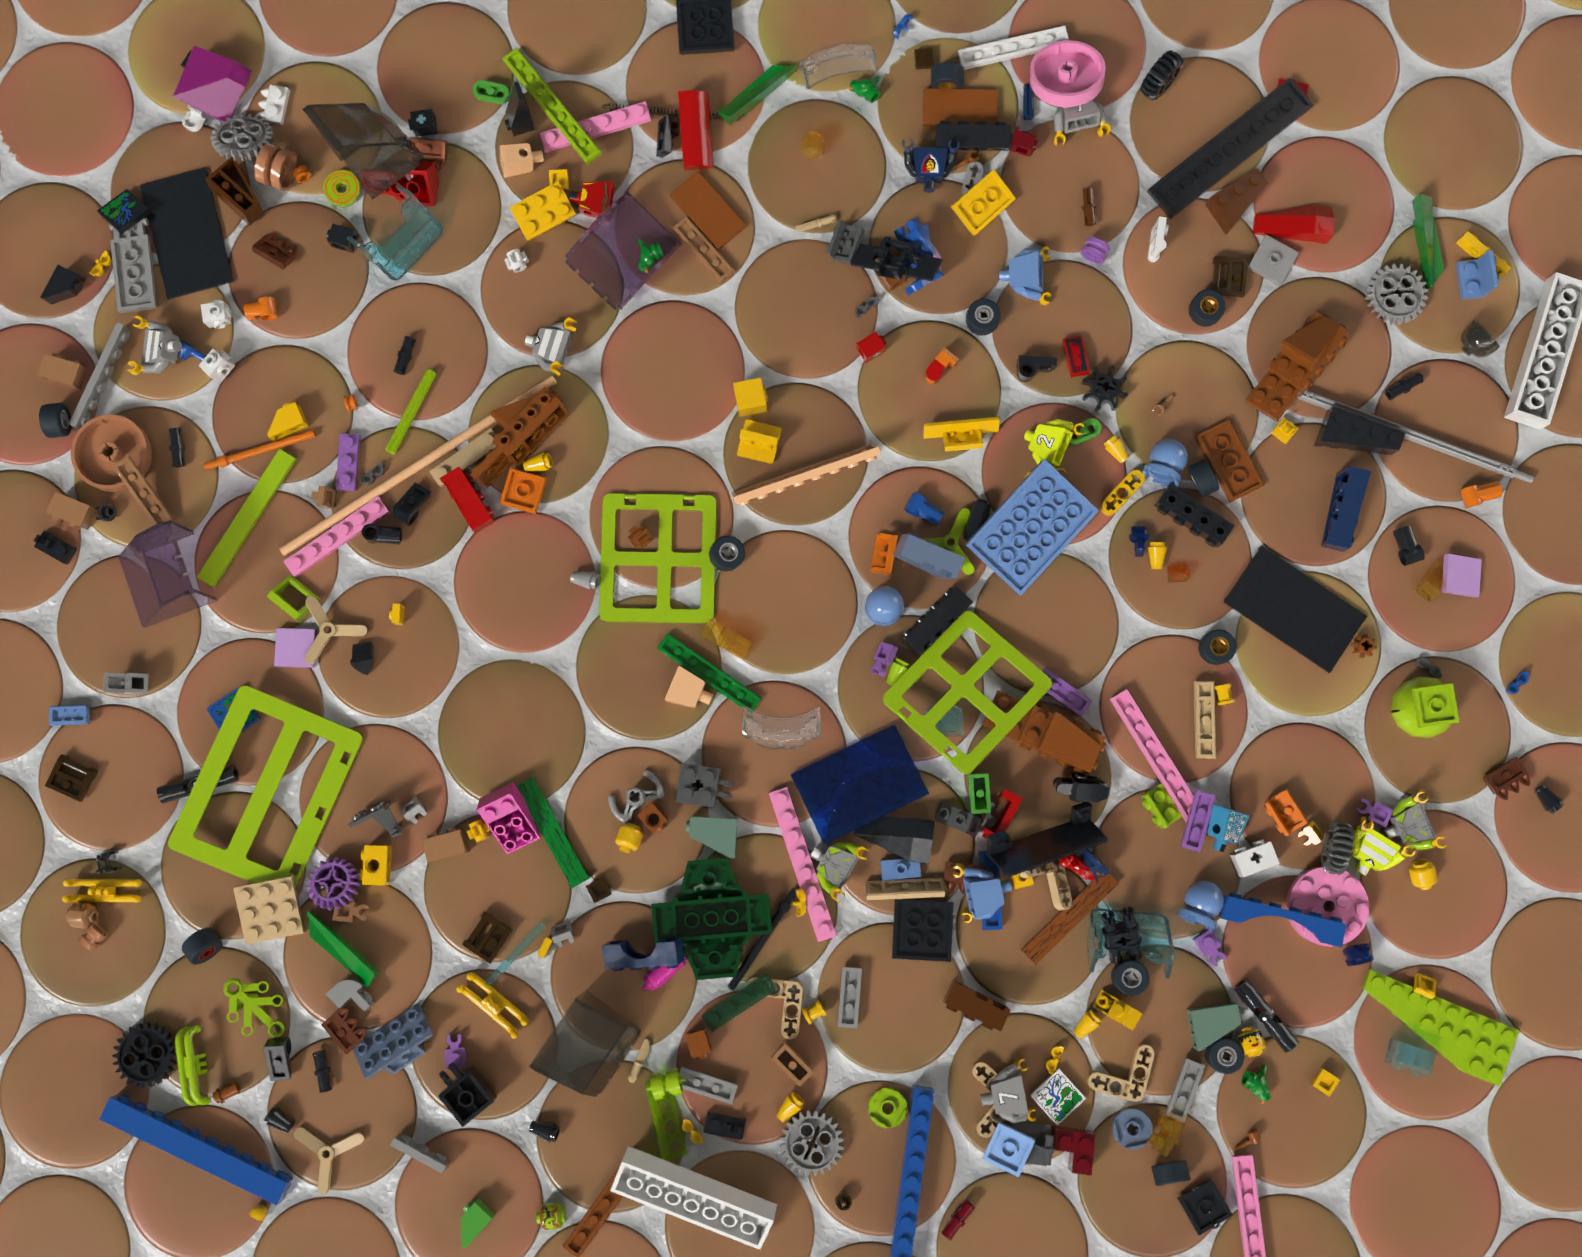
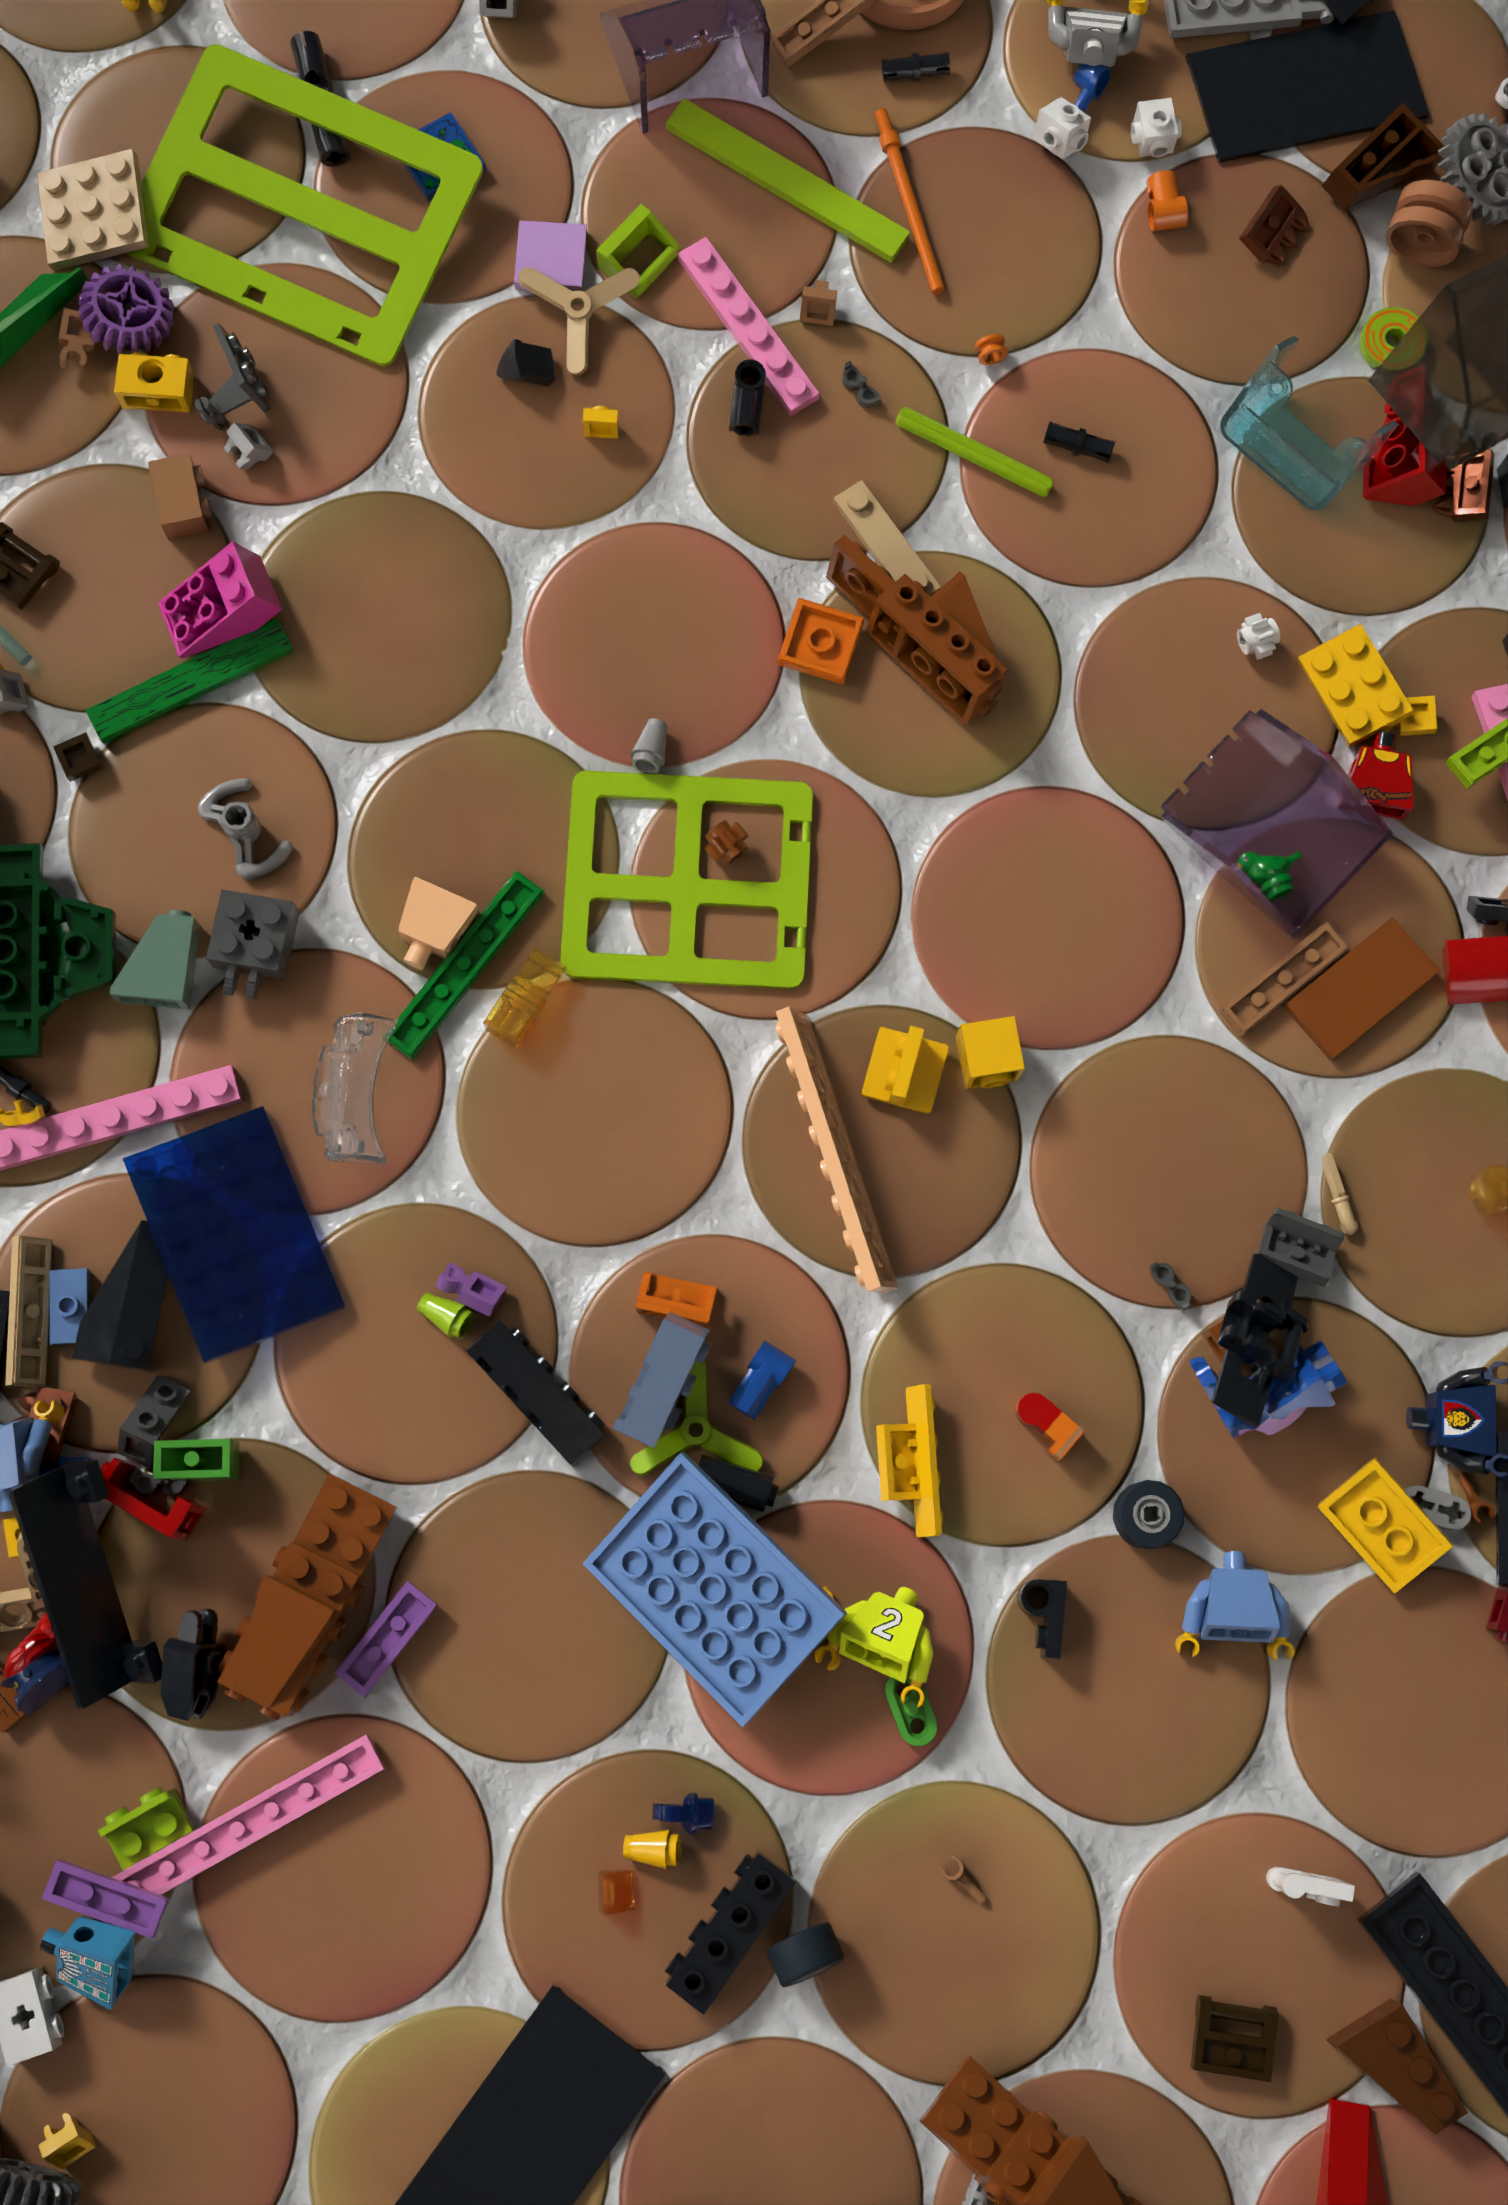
camera: 85 degrees right, 5 degrees down
(201, 946) = (38, 101): black wheel -> none
(287, 421) = (959, 244): yellow slope -> none
(301, 174) = (1418, 271): orange bush -> none
(338, 236) = (1306, 327): black brick -> none
(348, 462) = (883, 345): medium lavender plate -> none
(405, 473) = (865, 448): light nougat piece -> none
(408, 506) = (798, 442): black plate -> none
(468, 499) = (804, 545): red wedge -> none
(478, 830) = (198, 550): yellow gear -> none
(518, 159) = (1454, 641): light nougat torso -> none
(540, 462) = (873, 671): yellow cone -> none
(552, 345) = (1093, 695): torso -> none
(629, 837) = (166, 810): yellow head -> none
(647, 812) = (199, 839): dark orange brick -> none
(733, 553) = (688, 1000): black wheel -> none
(836, 865) = (81, 1183): torso -> none
(871, 346) = (1088, 1290): red brick -> none
(884, 605) = (573, 1293): medium blue tile -> none
(951, 723) = (341, 1397): clear light blue brick -> none
(964, 687) = (404, 1439): lime window -> none
(1076, 356) = (1066, 1702): slope -> none
(1089, 207) = (1380, 1746): reddish brown axle -> none
(1095, 250) = (1287, 1752): medium lavender wheel -> none
(1097, 388) = (1015, 1763): black gear -> none
(1116, 448) = (874, 1776): yellow cone -> none
(1127, 479) = (811, 1798): yellow beam -> none
(1166, 462) = (843, 1877): medium blue tile -> none
(1204, 720) = (313, 1929): tan plate -> none
(1212, 303) = (1179, 1991): black wheel -> none
(1222, 642) = (452, 1977): black wheel -> none
(1224, 694) = (361, 1973): yellow bush -> none
(1229, 460) = (844, 2016): dark orange tile -> none
(1273, 260) = (1271, 2139): light grey plate -> none
(1284, 430) = (906, 2140): yellow tile -> none
(1285, 812) = (112, 2087): orange bracket -> none

